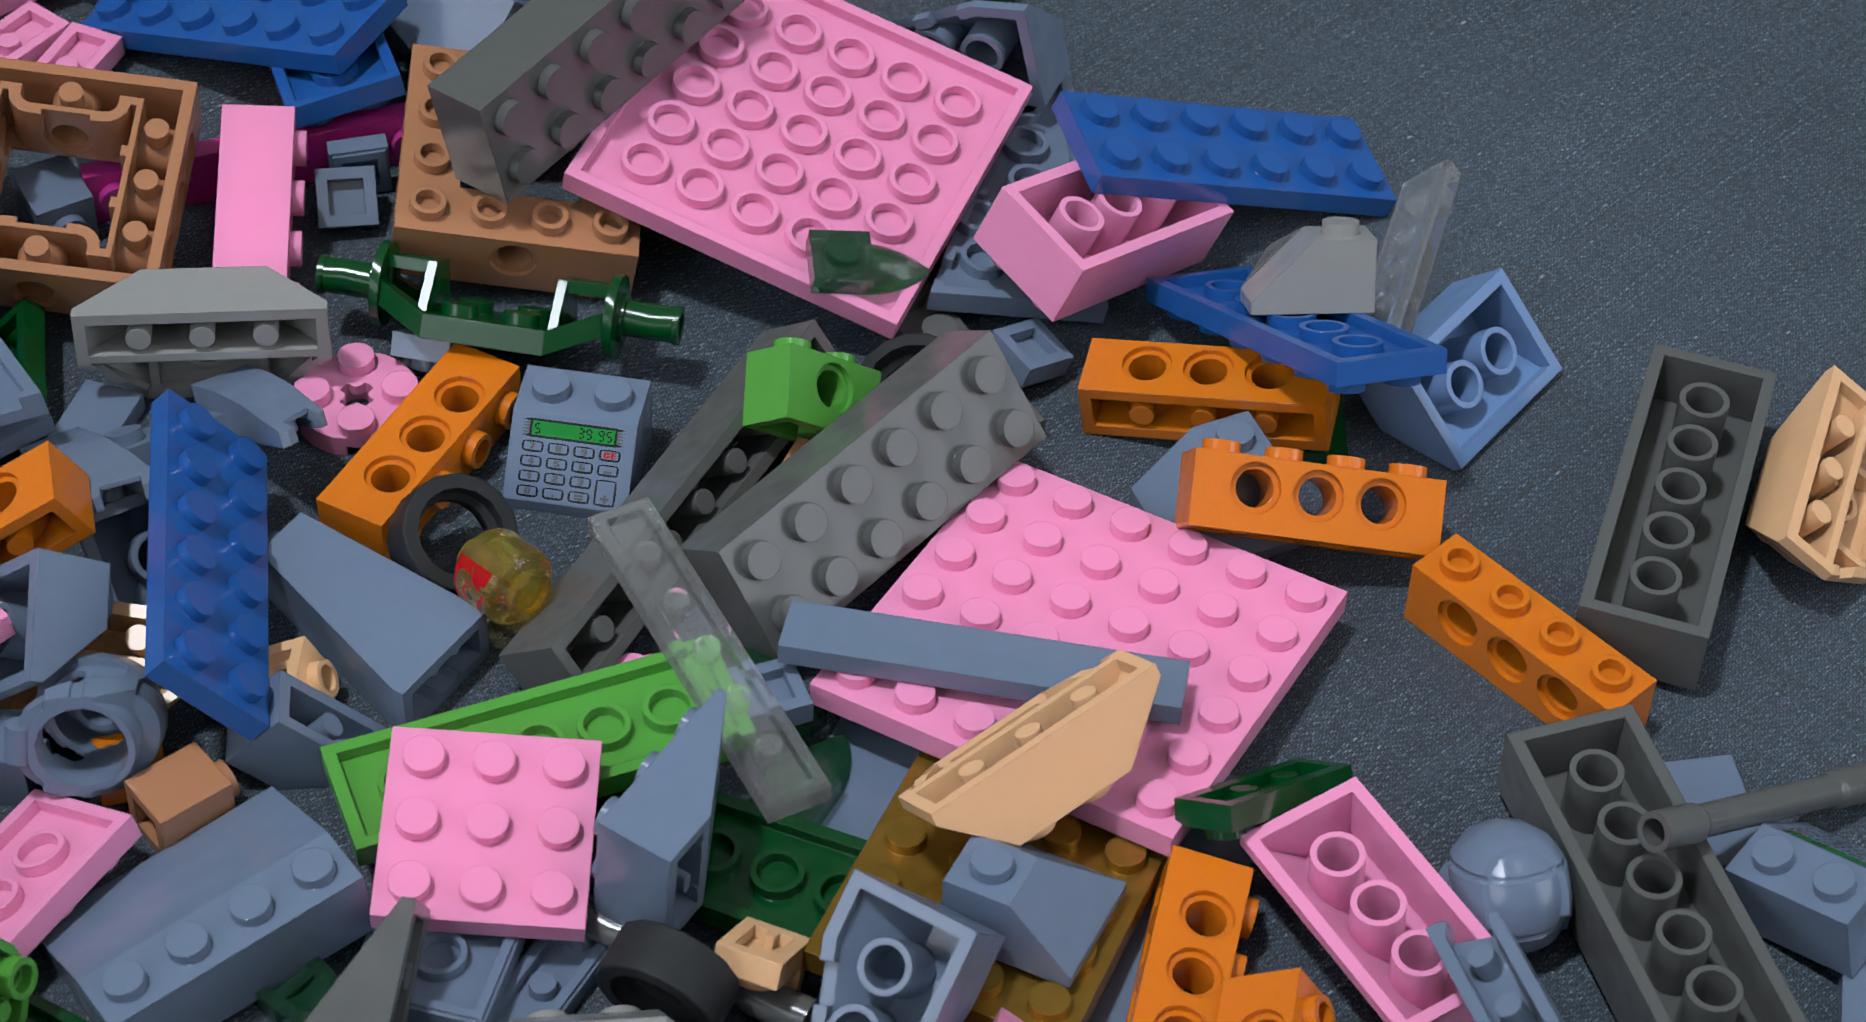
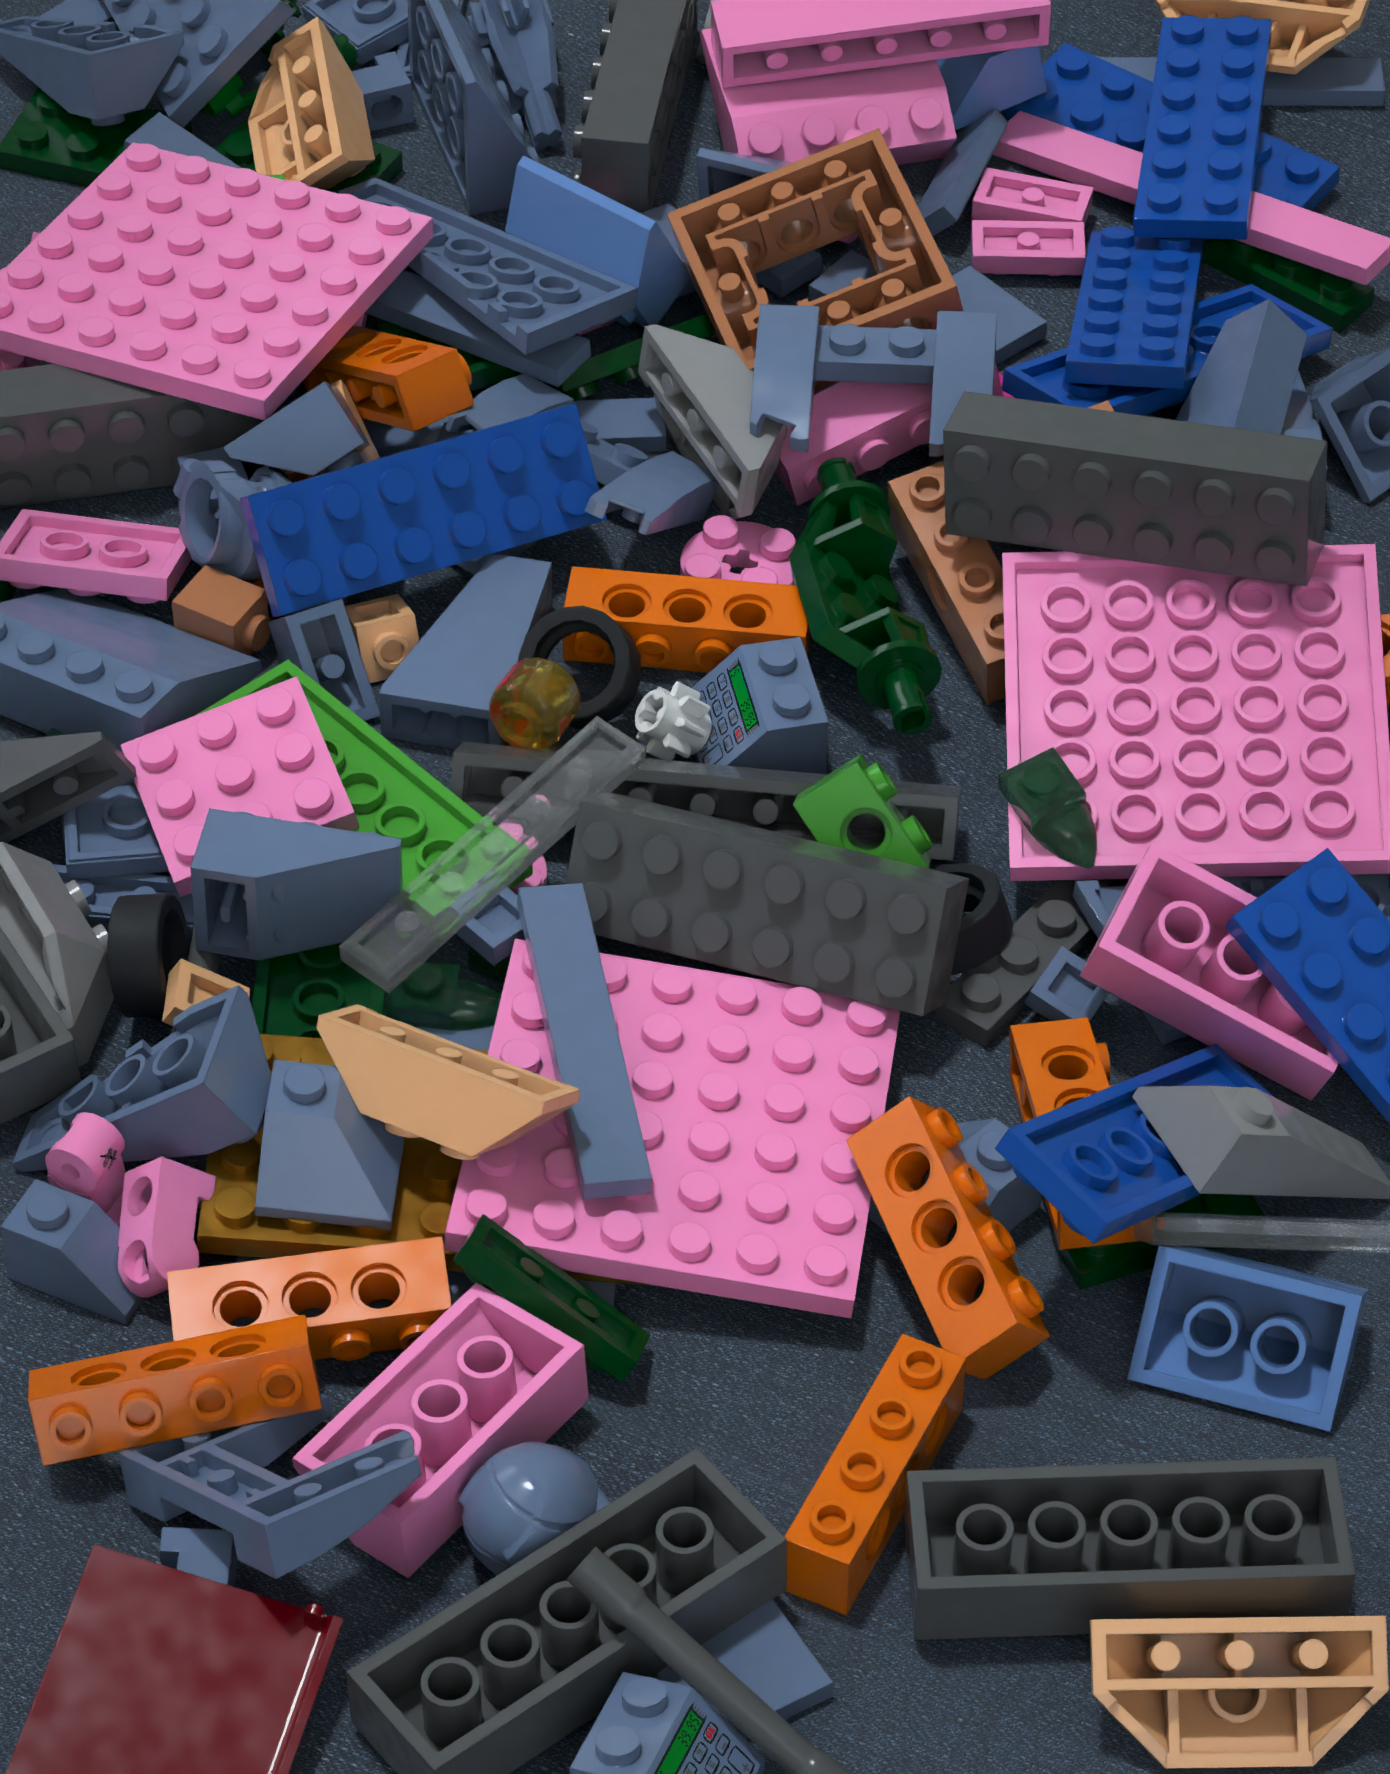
camera: 70 degrees right, 0 degrees up
(207, 213) = (798, 351): none -> sand blue wedge
(539, 510) = (673, 722): none -> white gear

